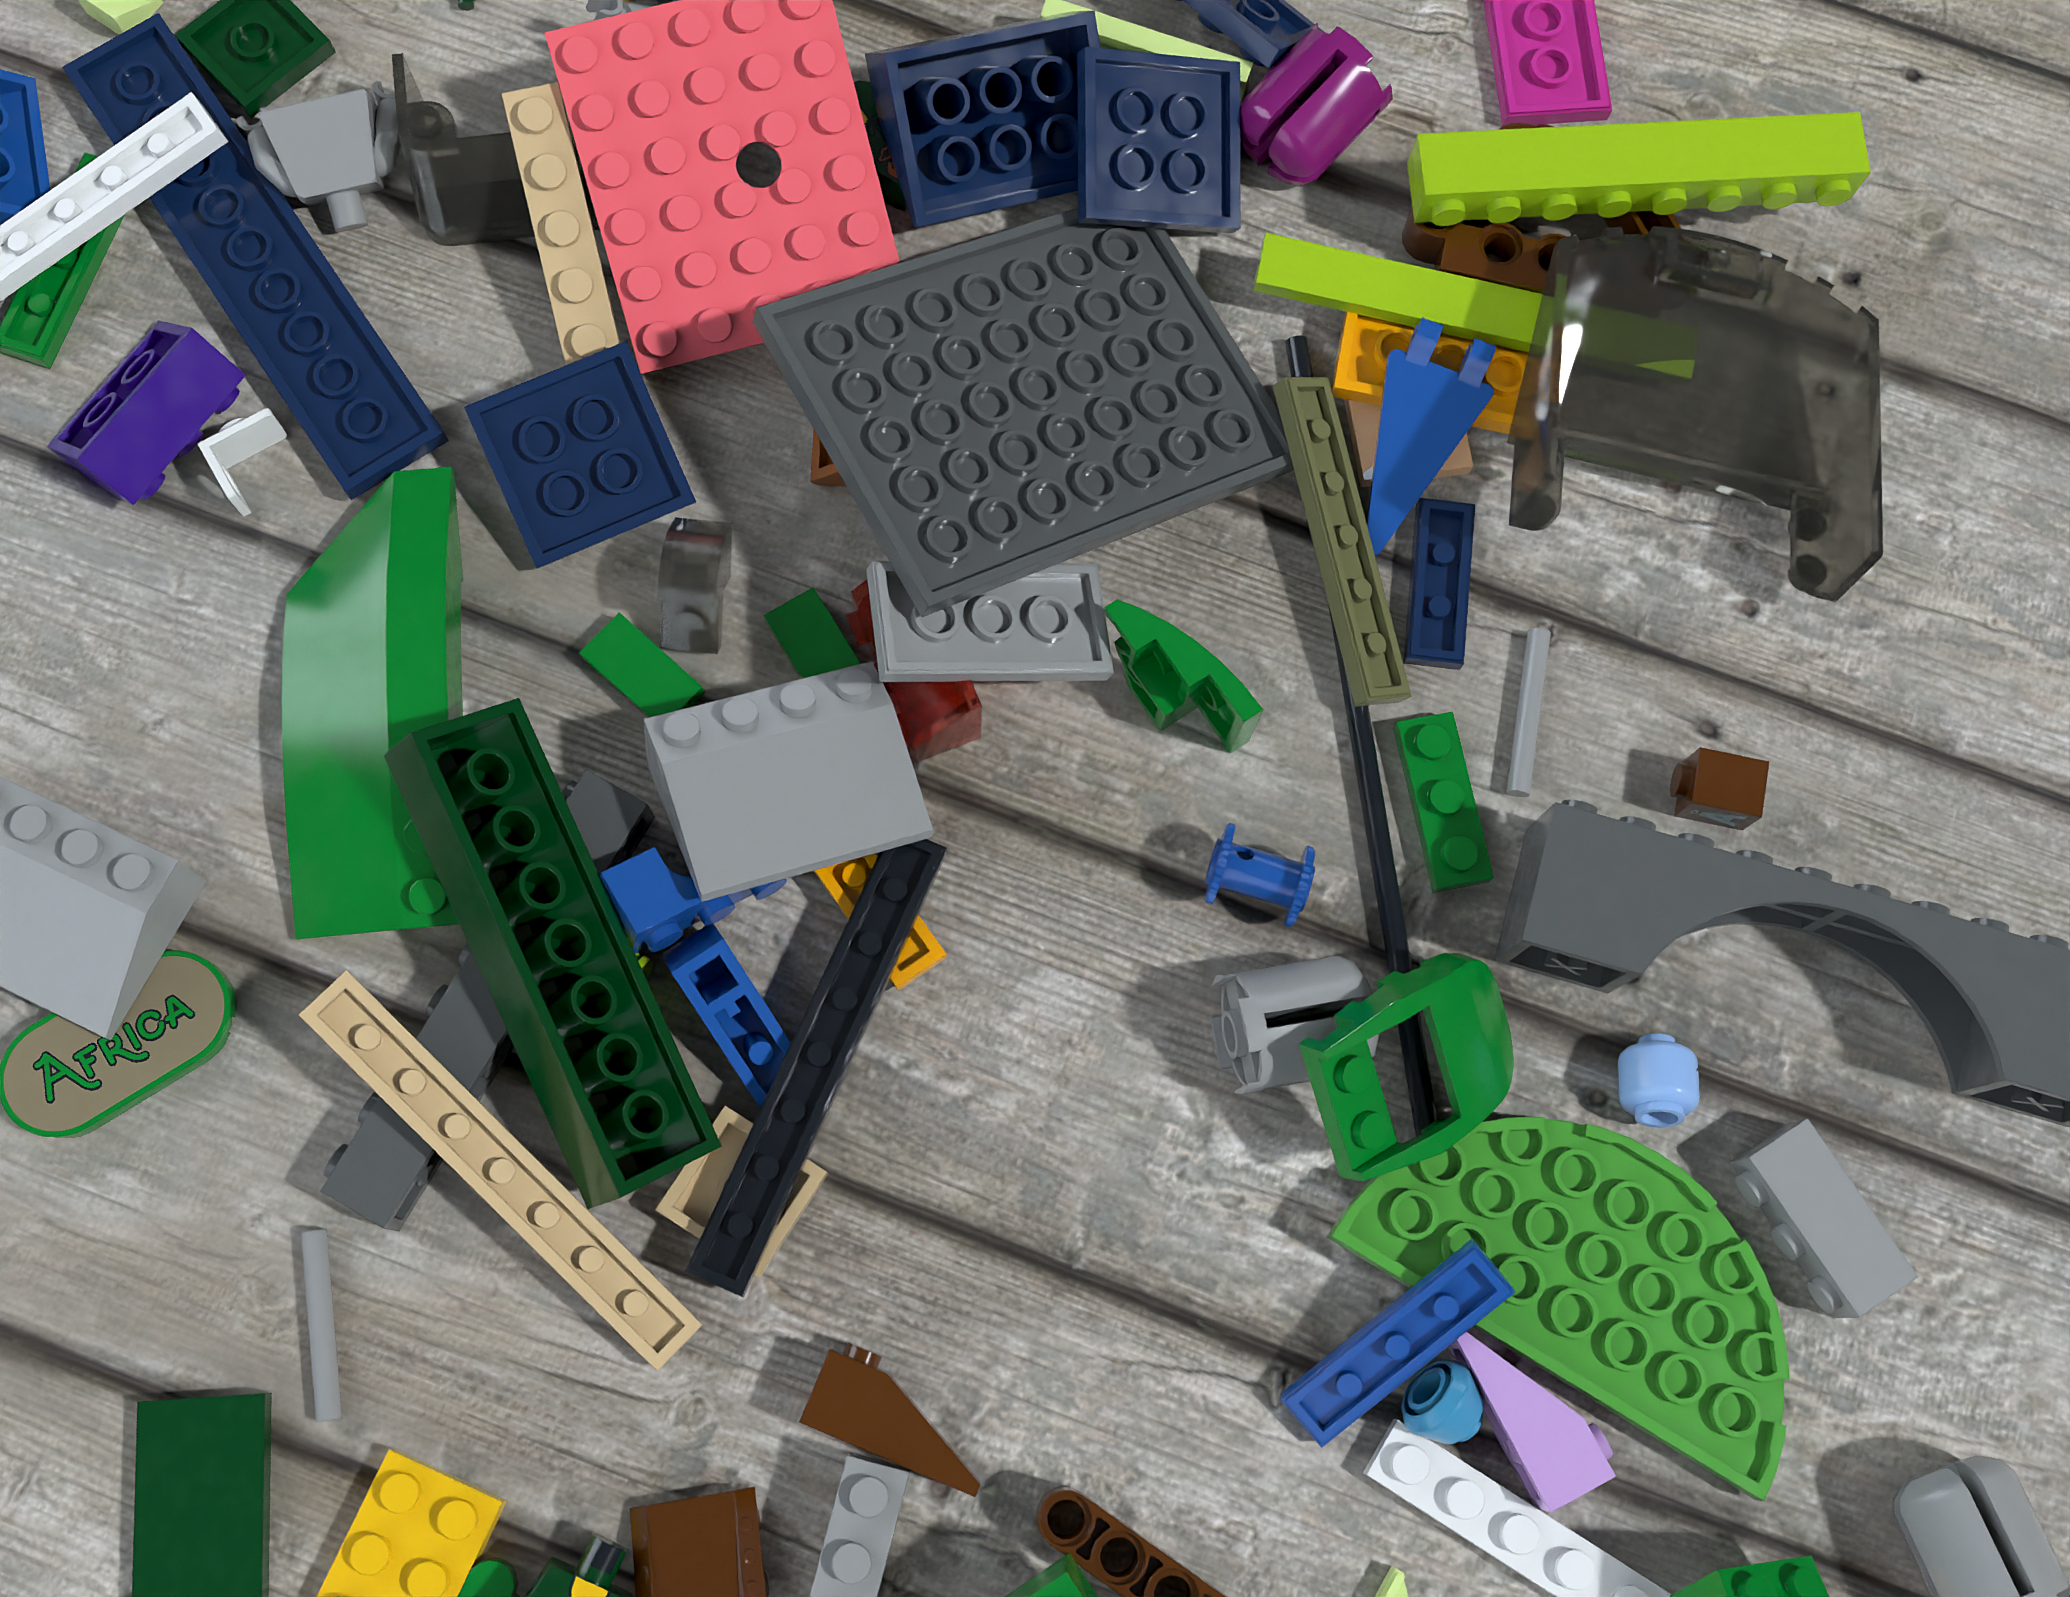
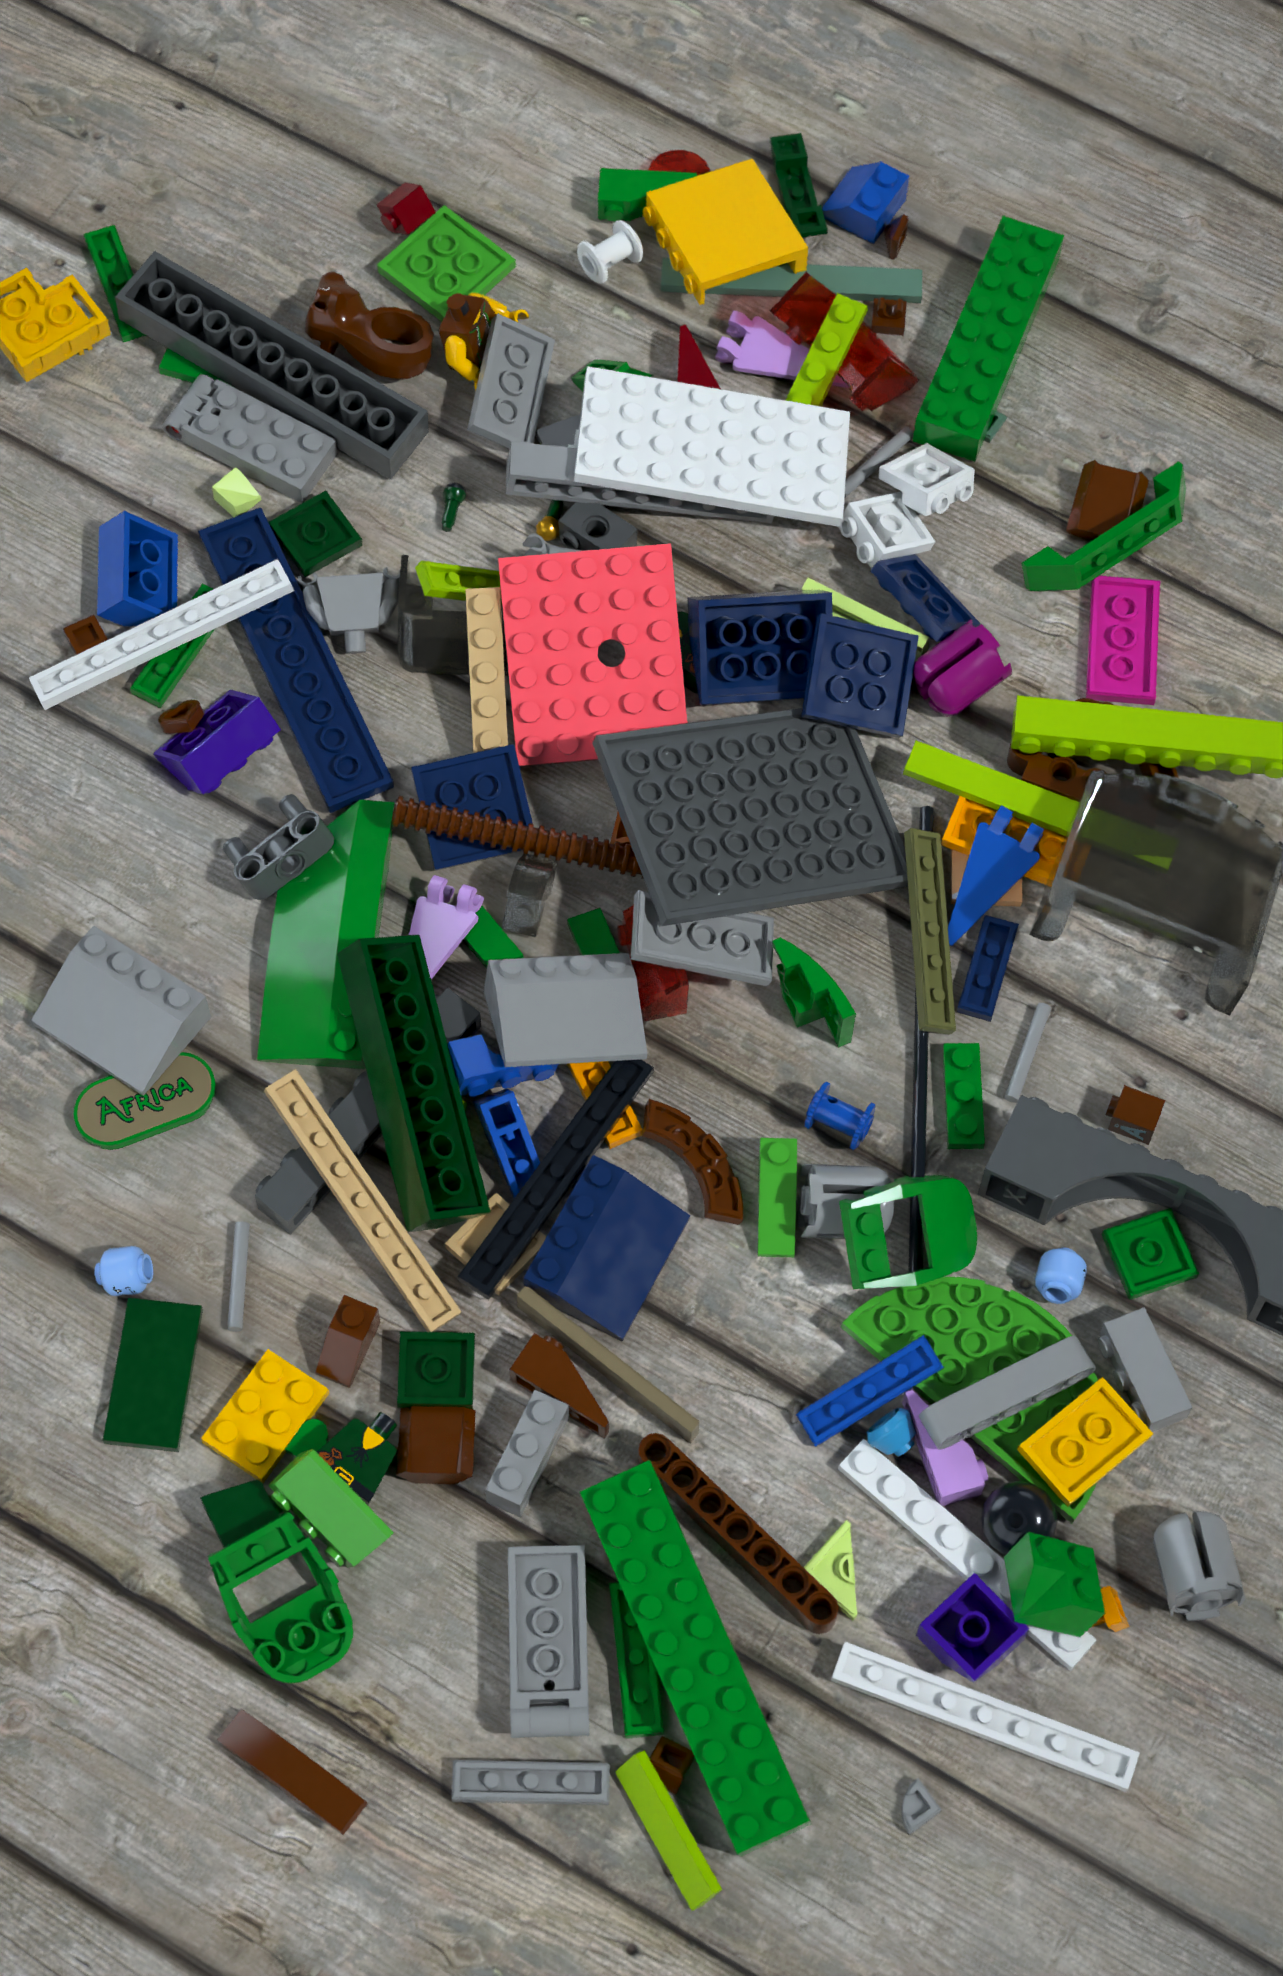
camera: 15 degrees right, 10 degrees down
(83, 380) = (182, 718): none -> reddish brown tile
(122, 1358) = (124, 1271): none -> light blue head
(237, 442) = (268, 768): white bracket -> none
(276, 585) = (282, 853): none -> dark grey piece
(476, 85) = (450, 580): none -> lime tile
(520, 1412) = (347, 1341): none -> reddish brown slope
(561, 662) = (442, 924): none -> lavender flag
(649, 493) = (515, 836): none -> reddish brown piece
(677, 1434) = (436, 1369): none -> dark green plate
(922, 1169) = (606, 1248): none -> dark blue slope
(961, 1371) = (608, 1364): none -> dark tan tile
(1048, 976) = (703, 1156): none -> reddish brown tile
(1183, 1029) = (777, 1197): none -> bright green slope
(1623, 1315) = (1006, 1392): none -> light grey beam
(1676, 1518) = (1014, 1511): none -> black cylinder
(1761, 1370) = (1085, 1441): none -> yellow plate
(1784, 1014) = (1150, 1254): none -> green tile

